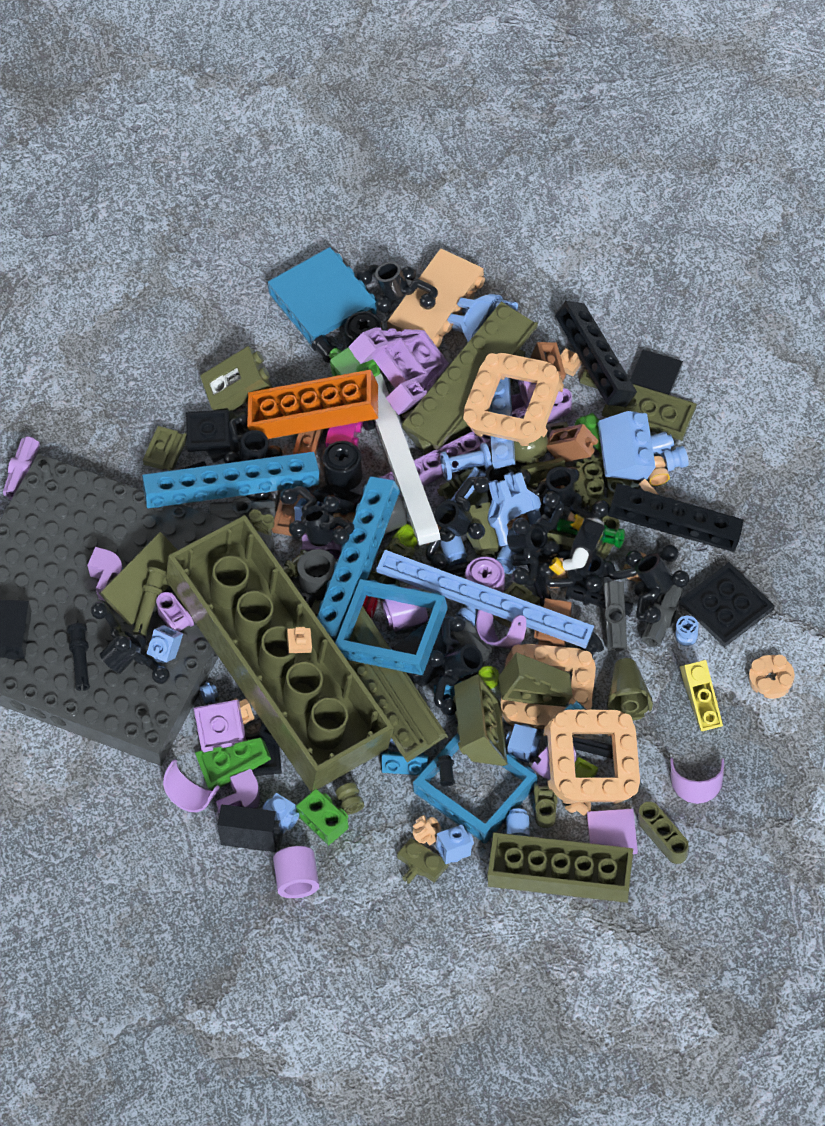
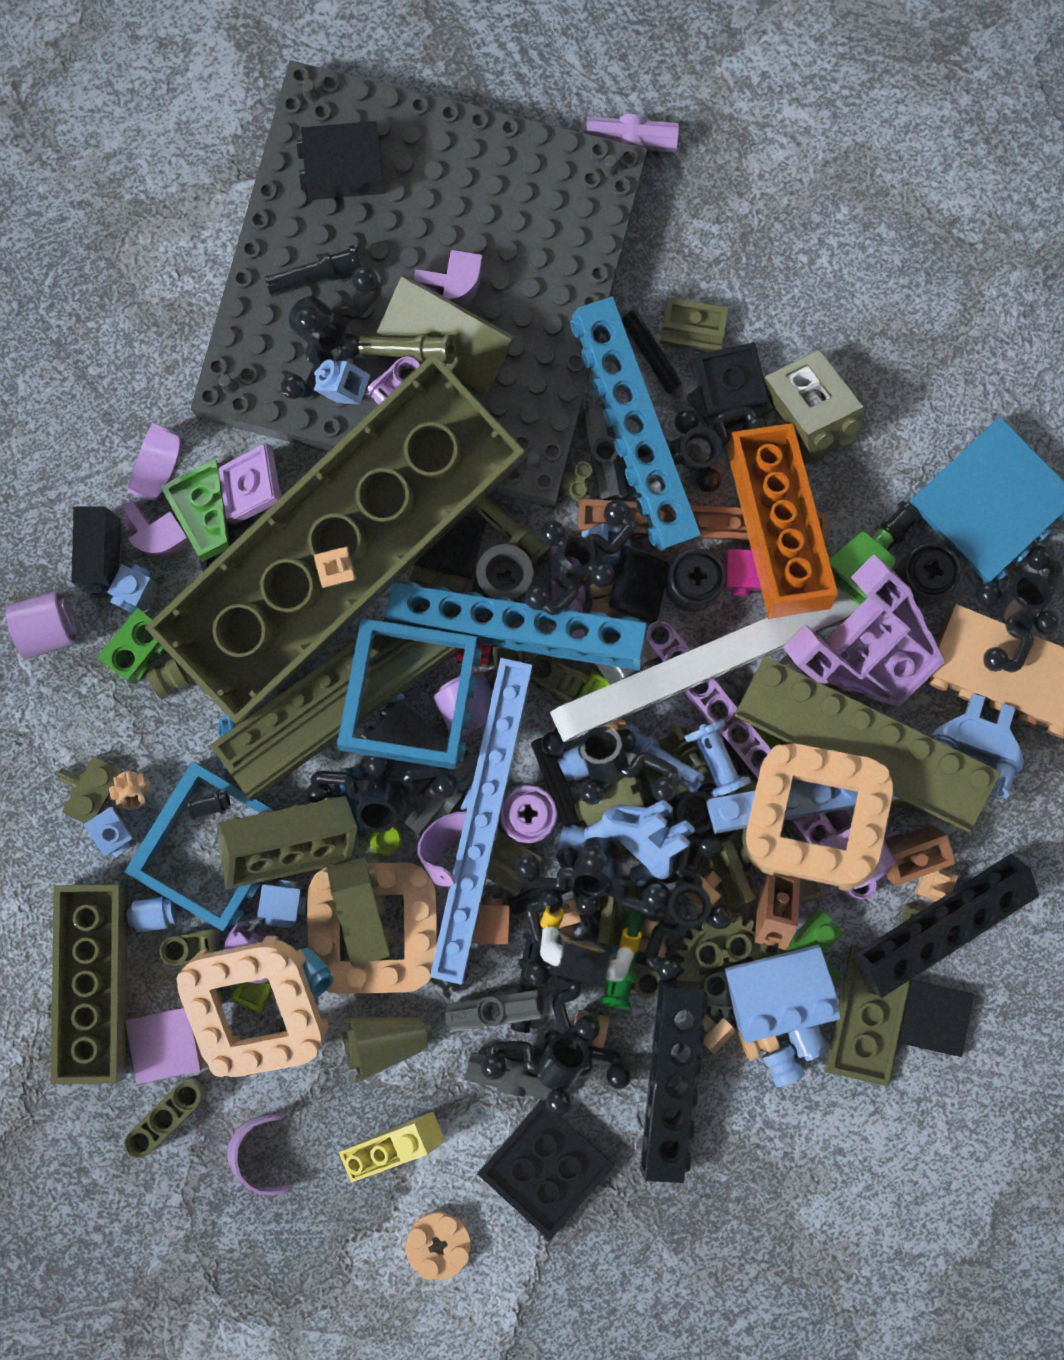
camera: 75 degrees right, 25 degrees up
(208, 692) = (308, 459): light blue plate -> none
(686, 630) = (495, 1111): light blue wheel -> none

